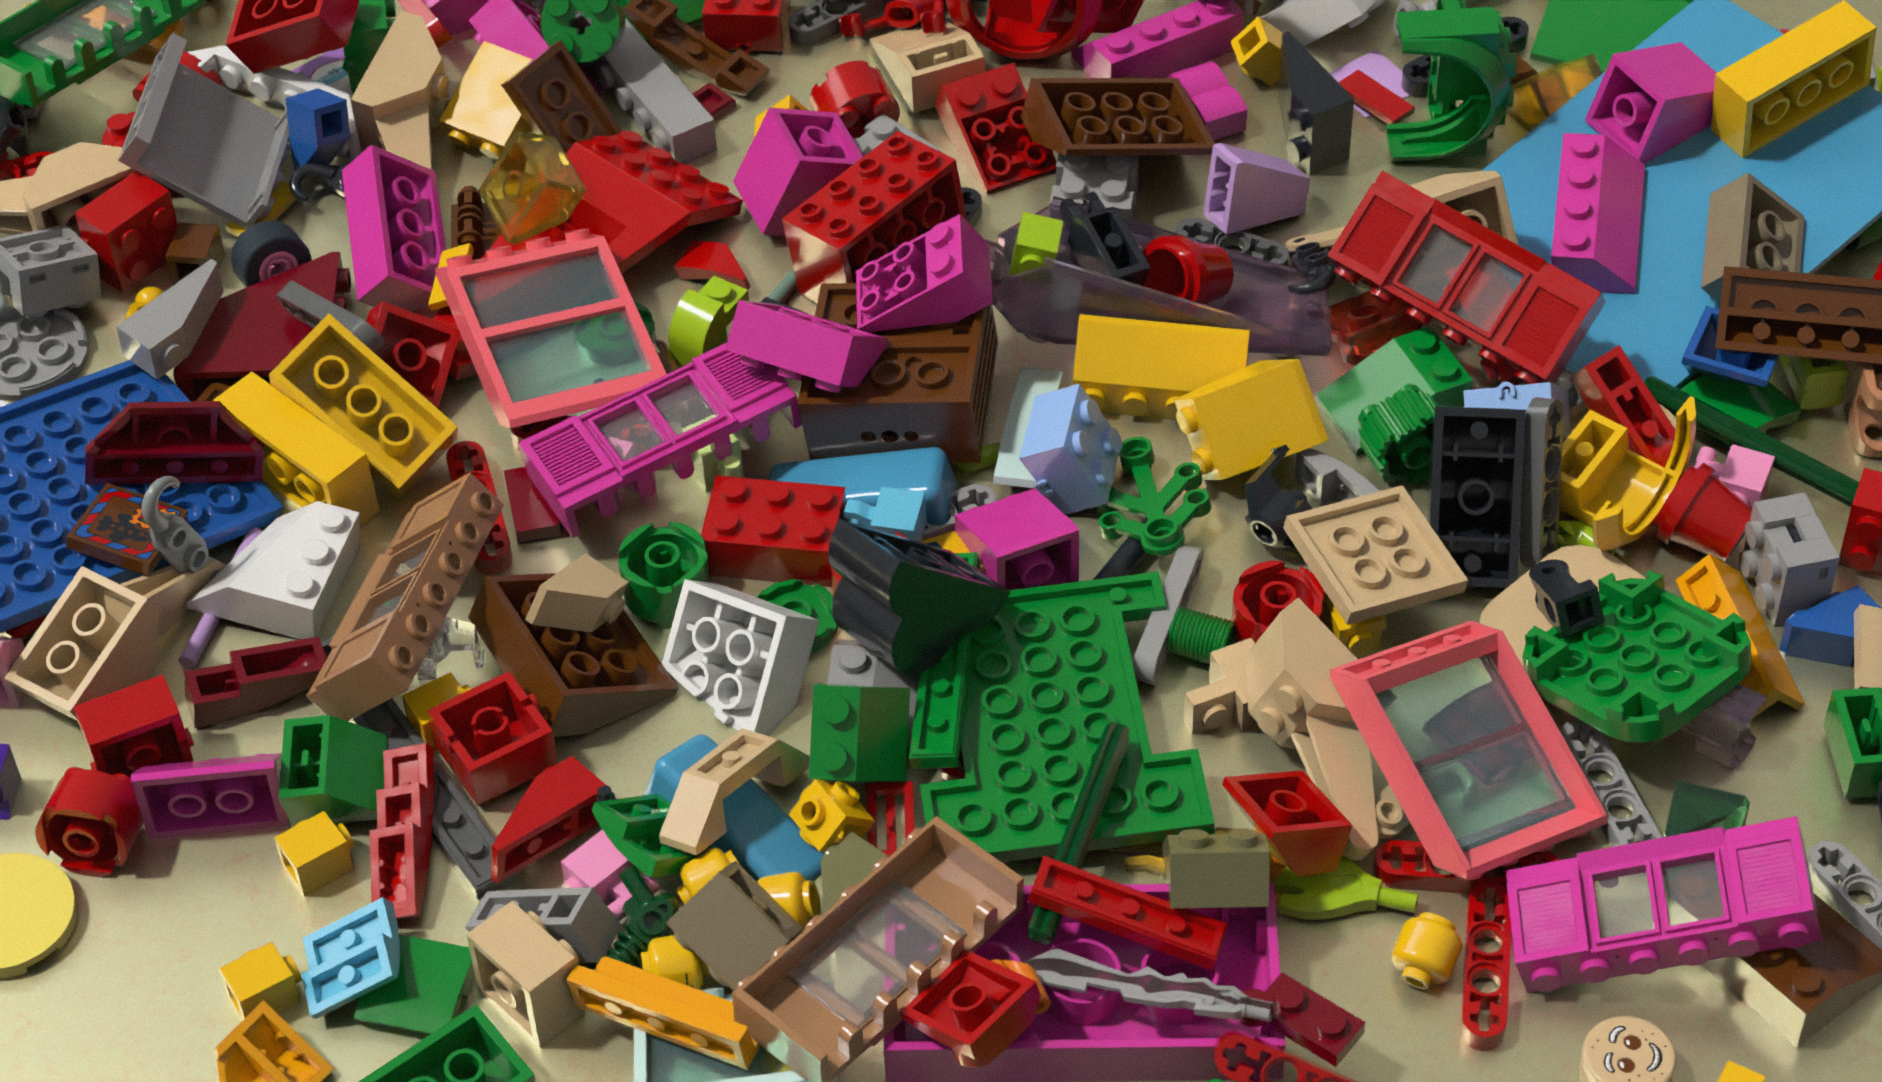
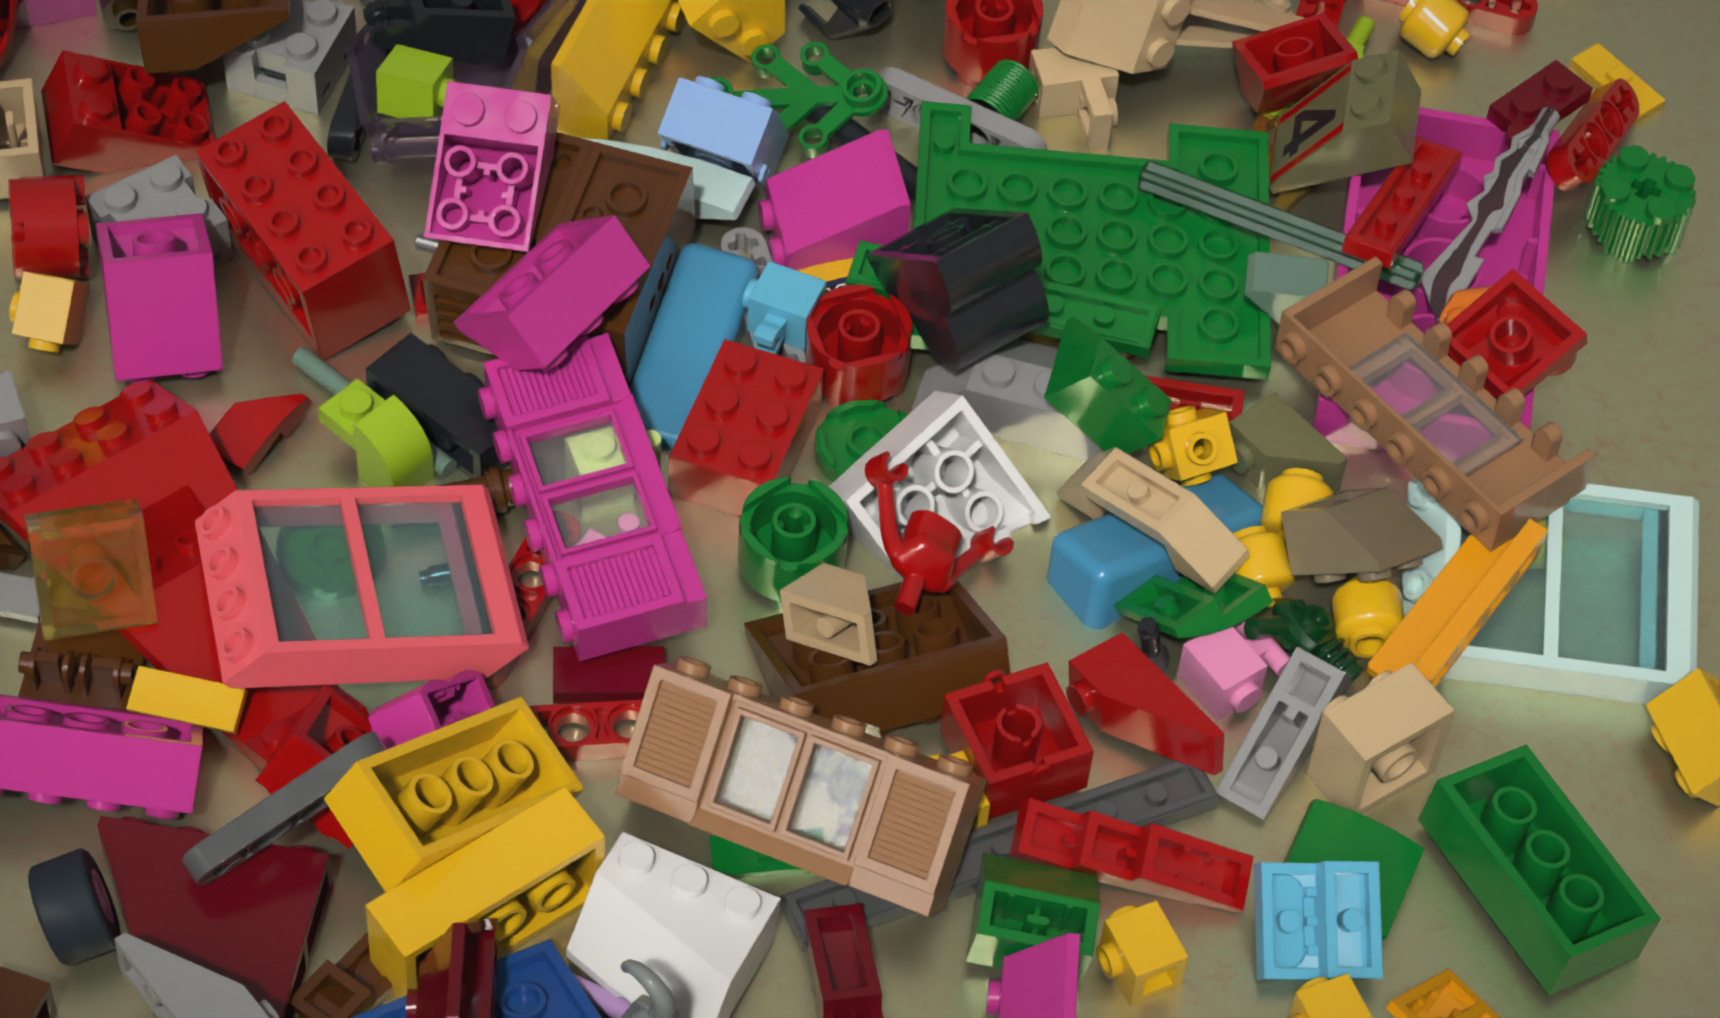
camera: 85 degrees left, 5 degrees up
(452, 396) = (430, 707): none -> dark pink brick
(663, 646) = (928, 544): none -> red piece
(1016, 843) = (1282, 280): none -> sand green slope

